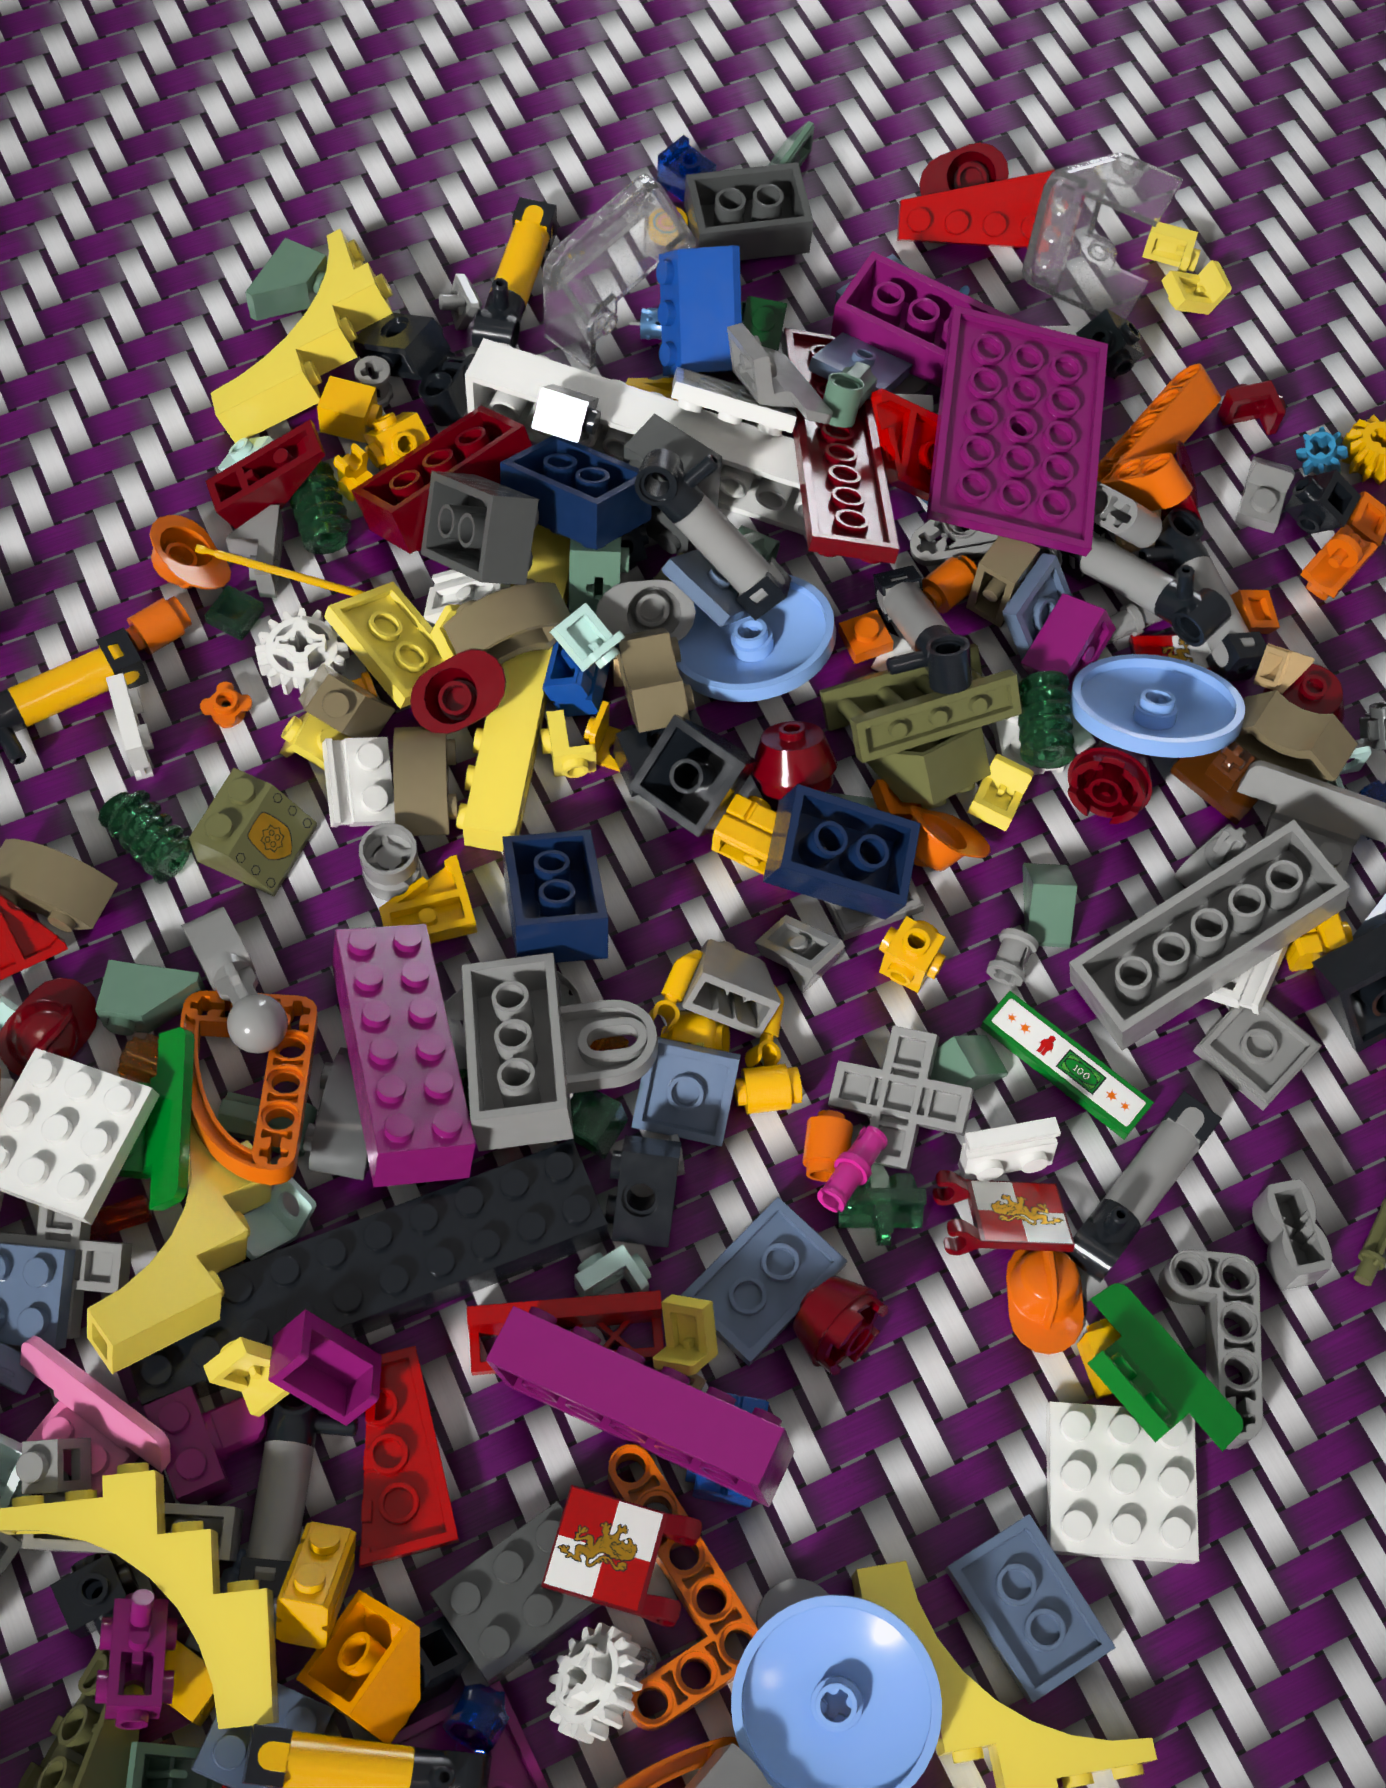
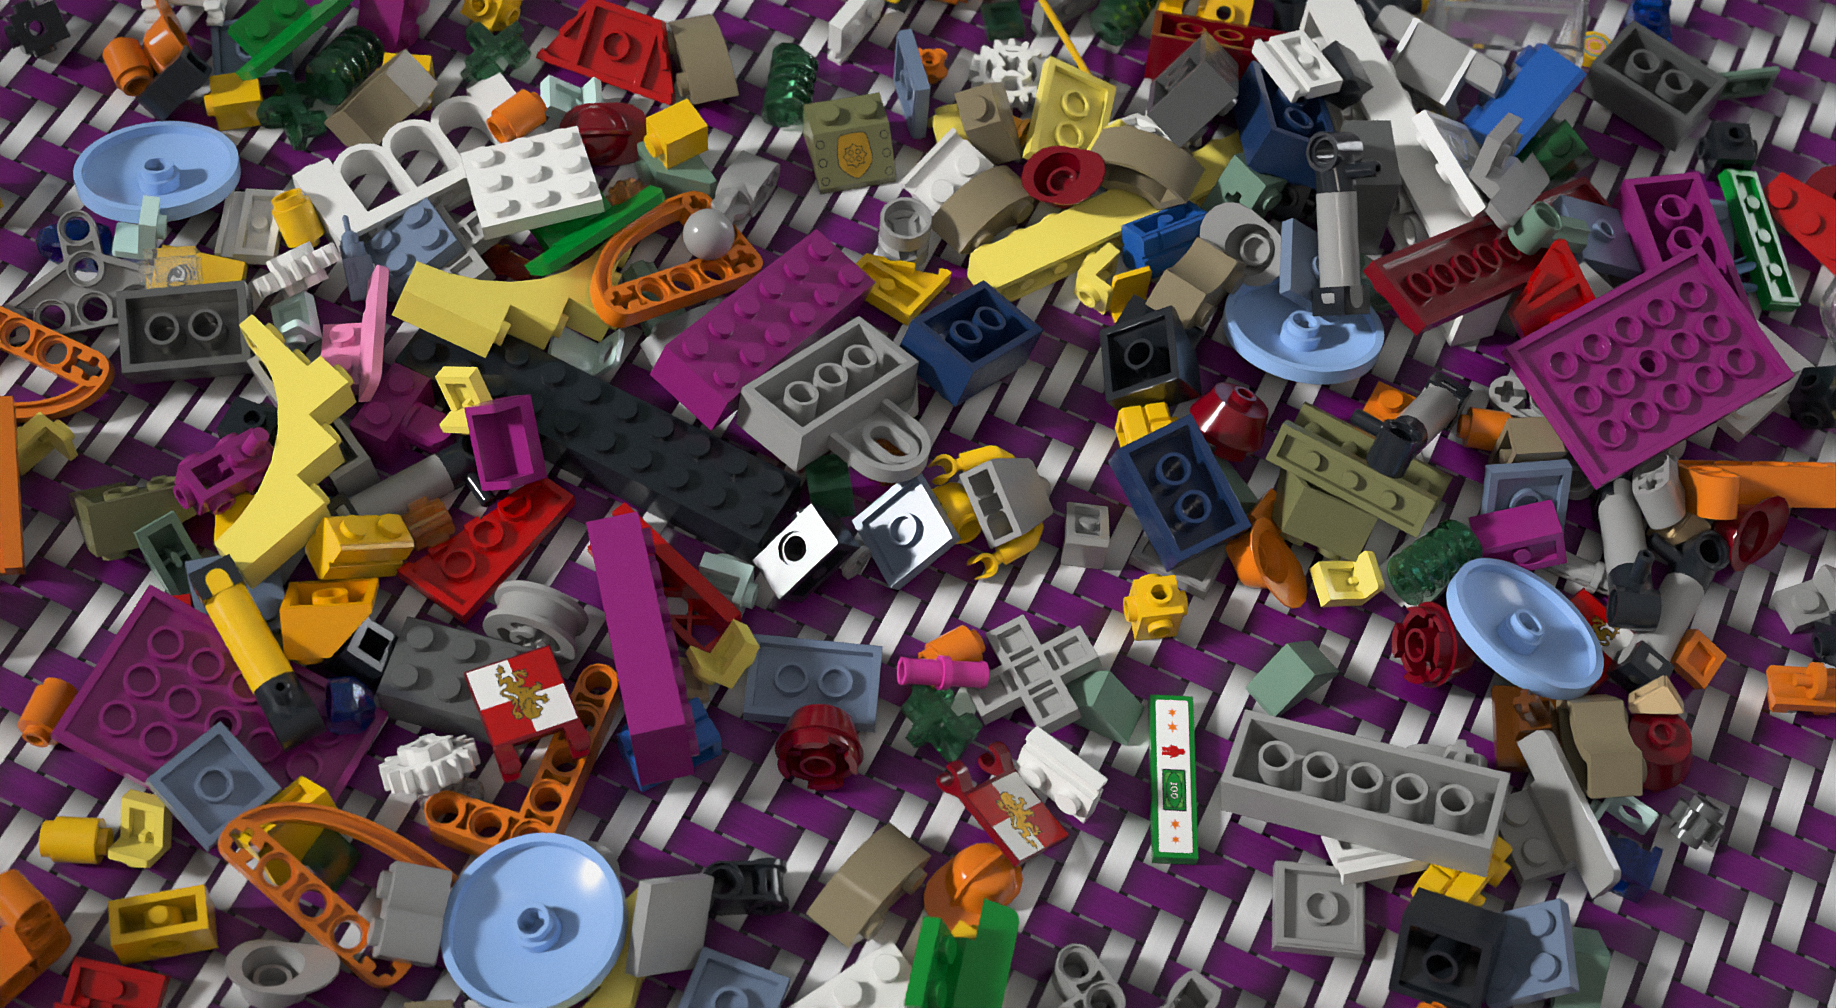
camera: 50 degrees right, 5 degrees down
(43, 1465) = (309, 332): light grey brick -> none
(125, 969) = (676, 134): none -> yellow brick
(246, 734) = (911, 84): none -> sand blue plate
(335, 1499) = (428, 522): none -> clear orange gear
(528, 1478) = (536, 617): none -> light grey wheel
(537, 434) = (1297, 66): none -> white plate
(587, 638) = (1178, 215): light aqua bracket -> none
(604, 336) = (1435, 64): none -> light grey plate
(768, 1088) = (960, 585): yellow brick -> none
(849, 218) = (1727, 147): none -> black brick
(919, 1481) = (749, 887): none -> black piece
(922, 1583) = (669, 924): none -> light grey tile
(938, 263) = (1759, 240): none -> green tile
(995, 1382) = (869, 884): none -> dark tan brick
(1012, 957) = (1221, 679): light grey bush -> none
(1142, 1186) = (1051, 891): piece -> none

